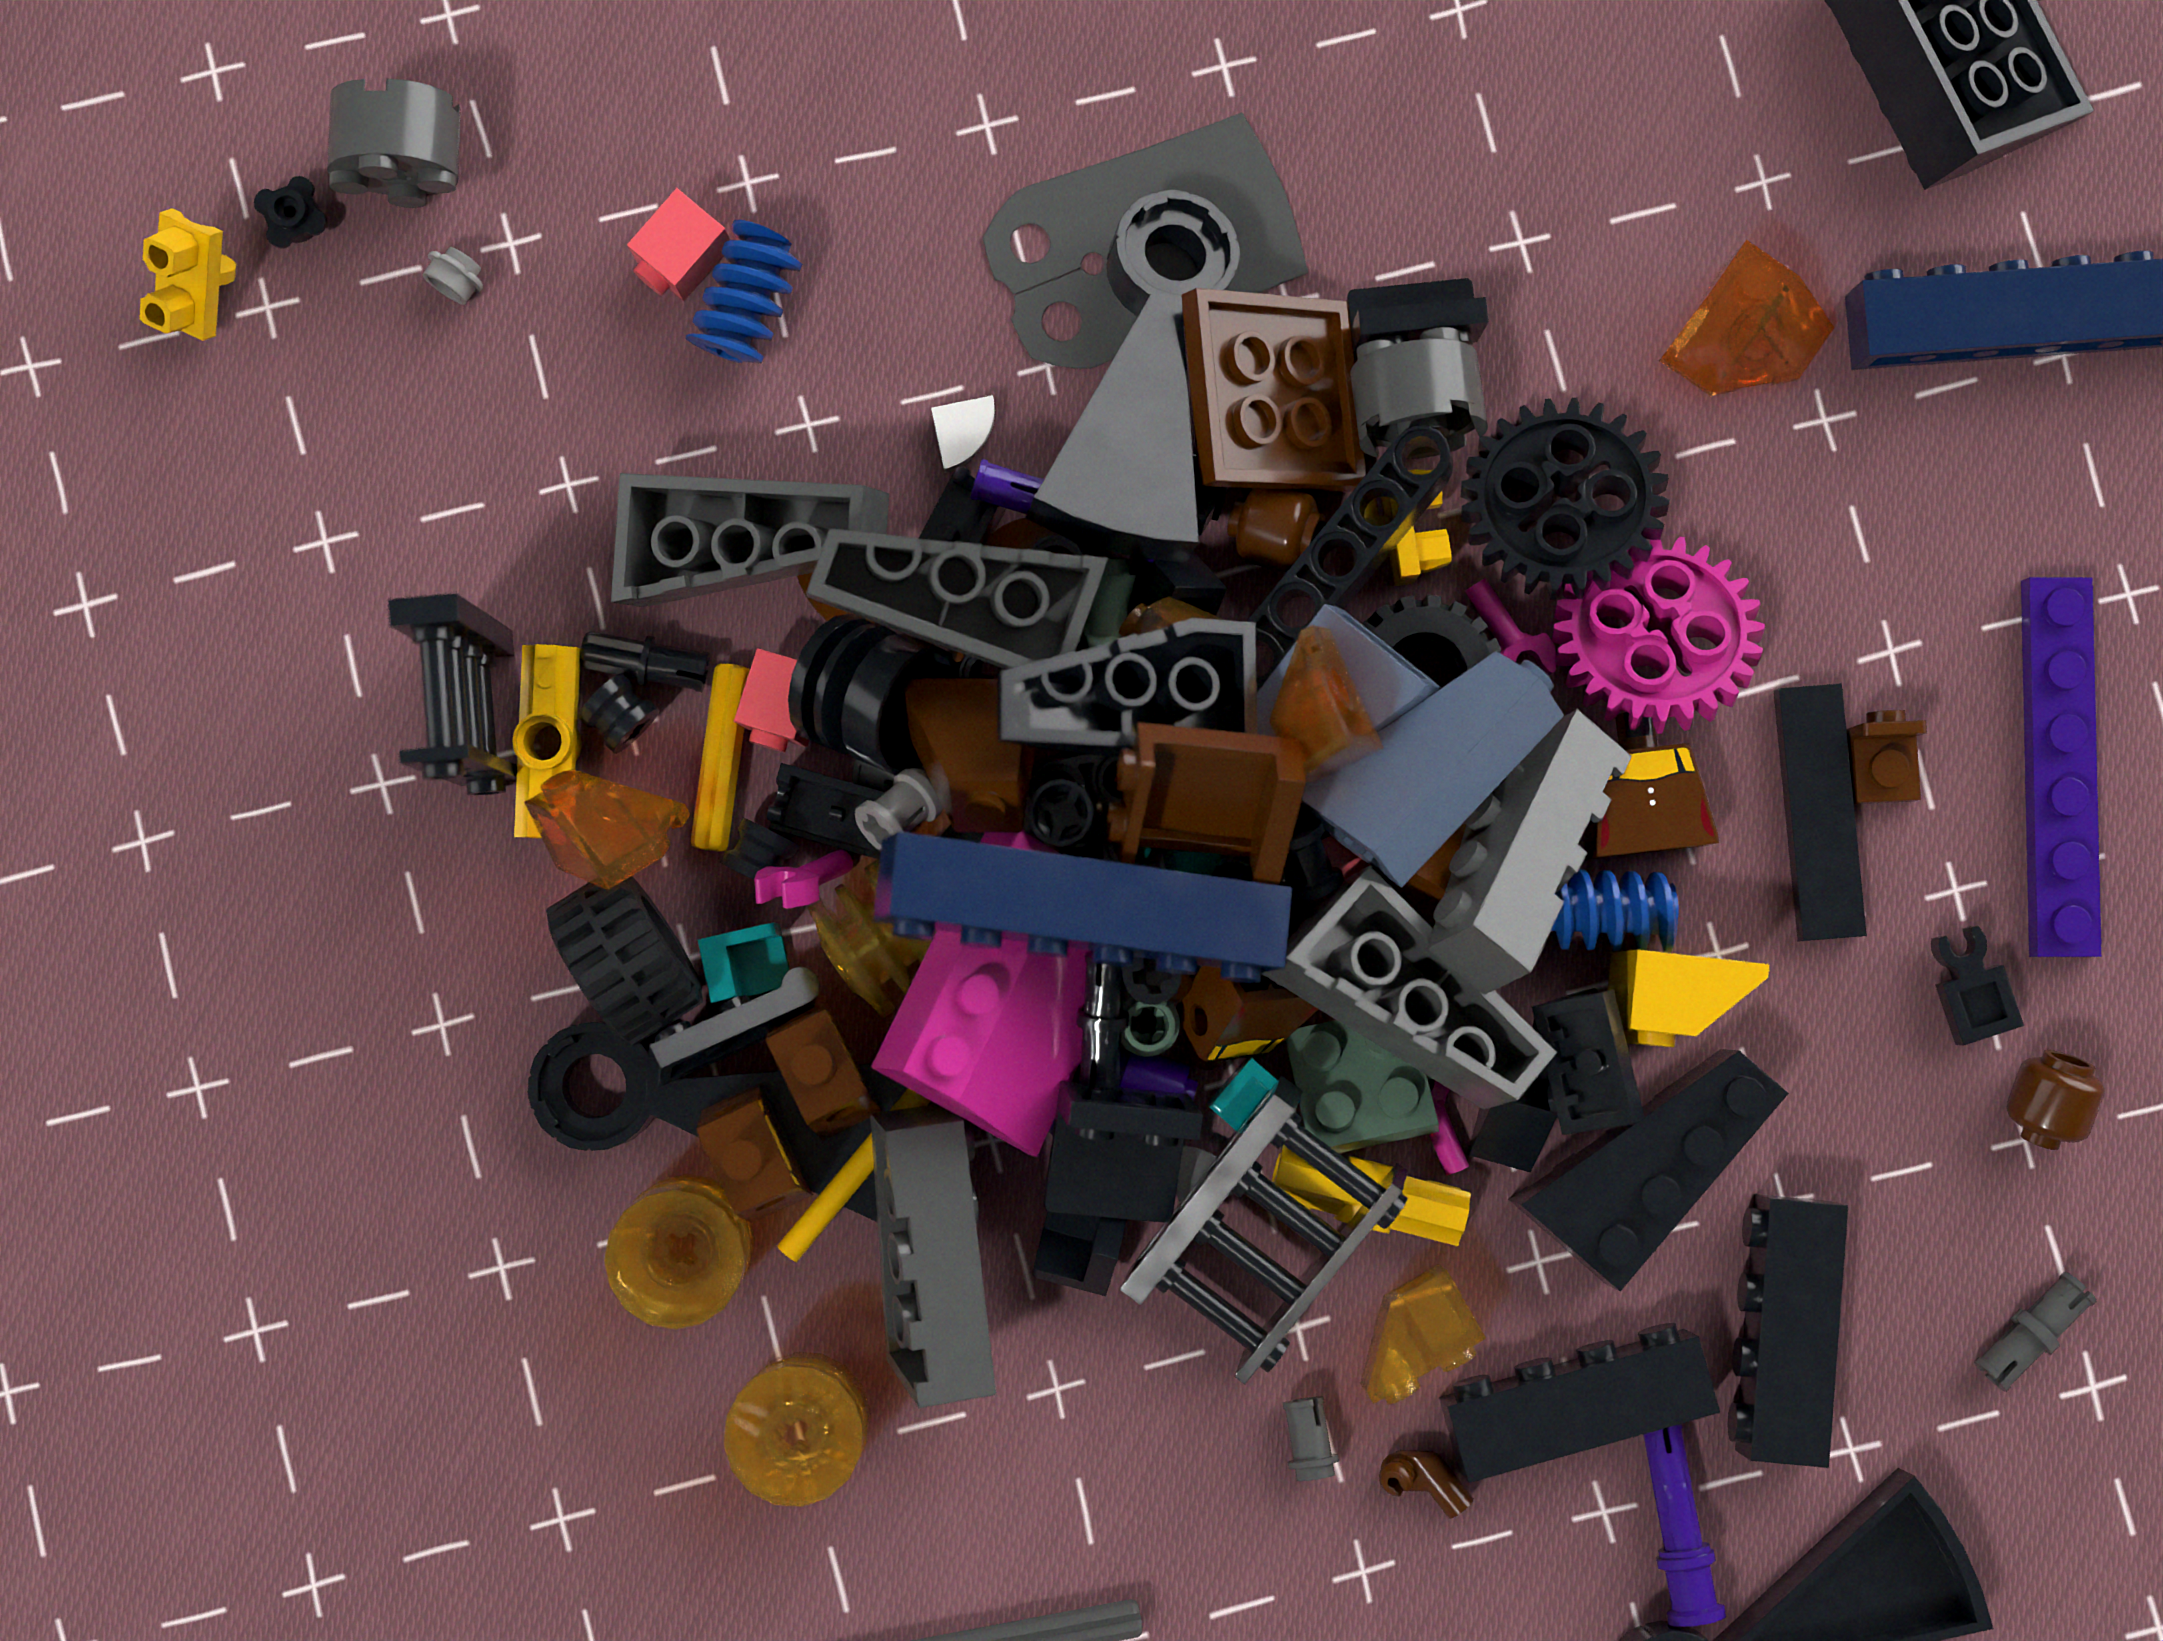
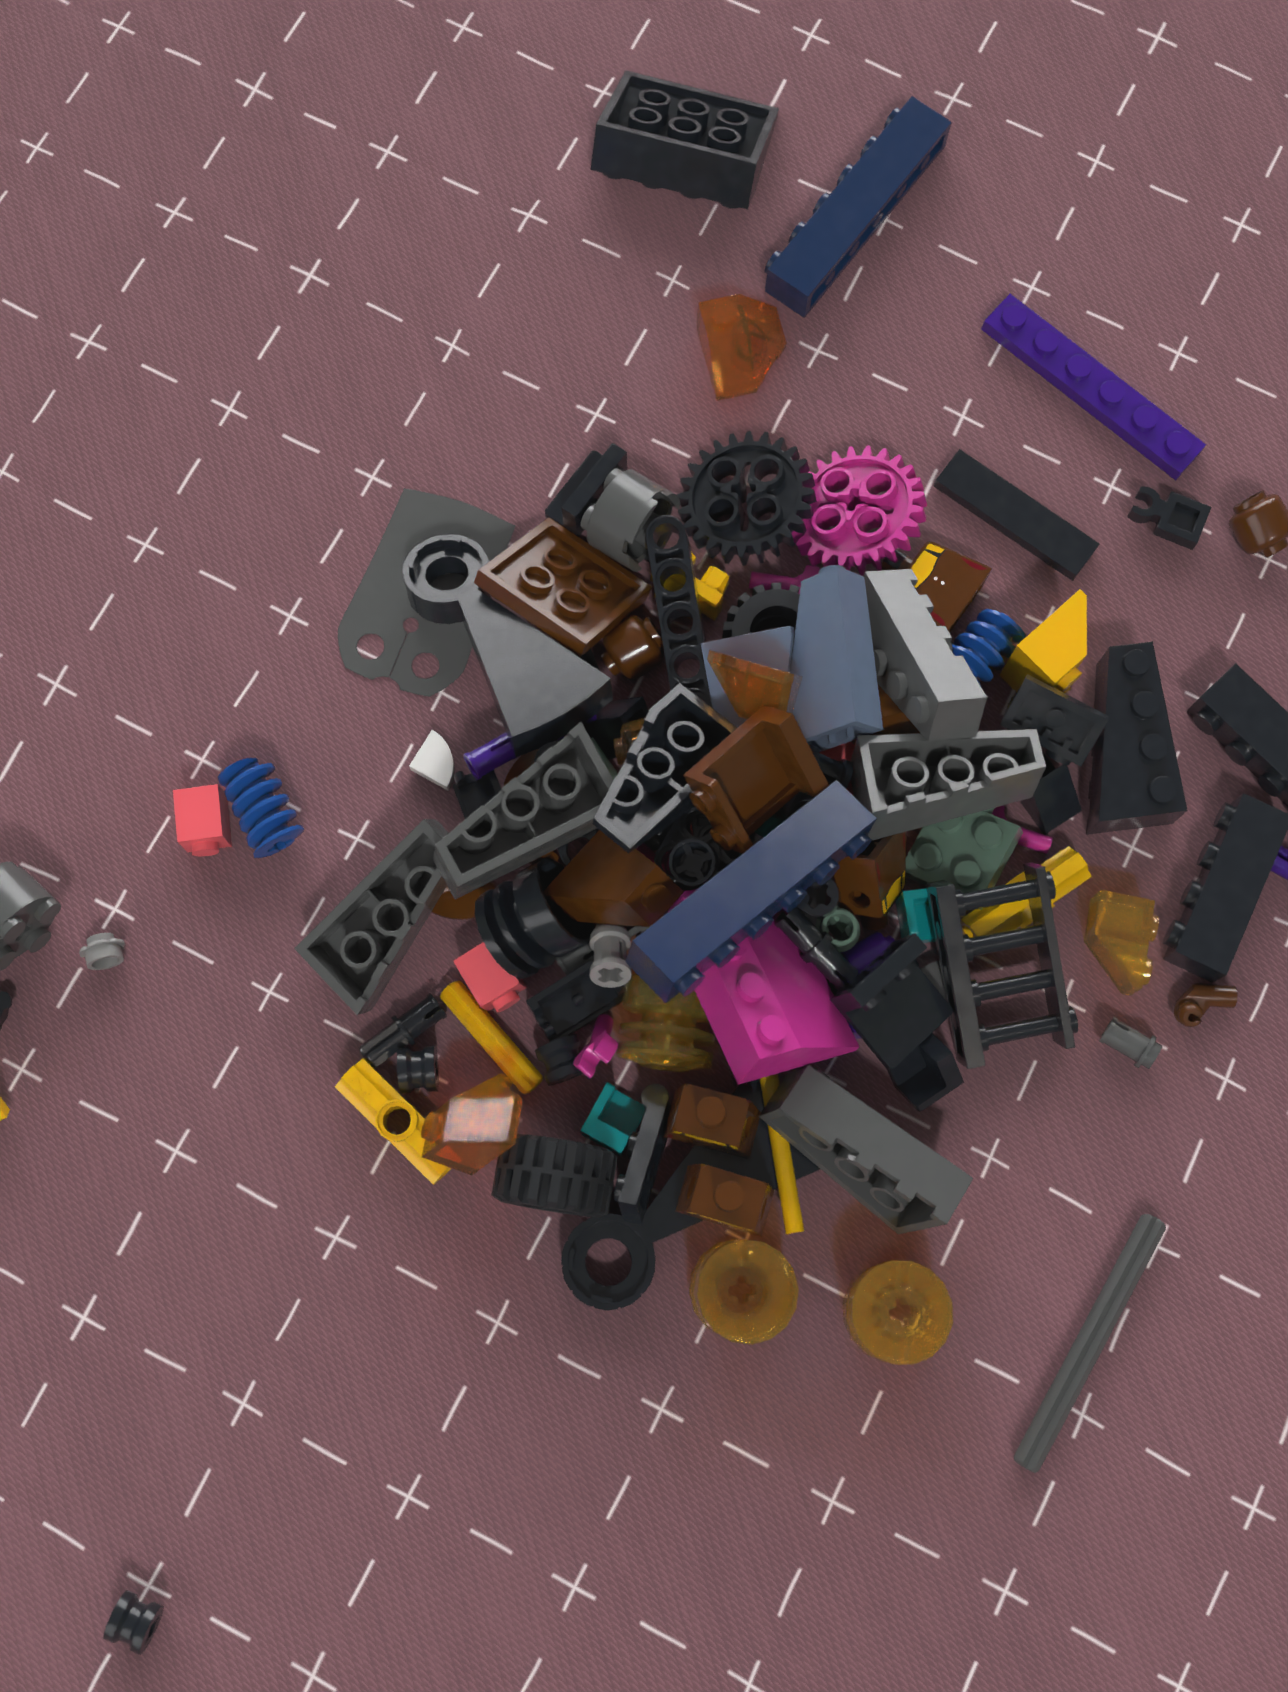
camera: 45 degrees left, 10 degrees down
(456, 658) = (304, 1110): black fence -> none
(1885, 758) = (1016, 459): reddish brown bracket -> none

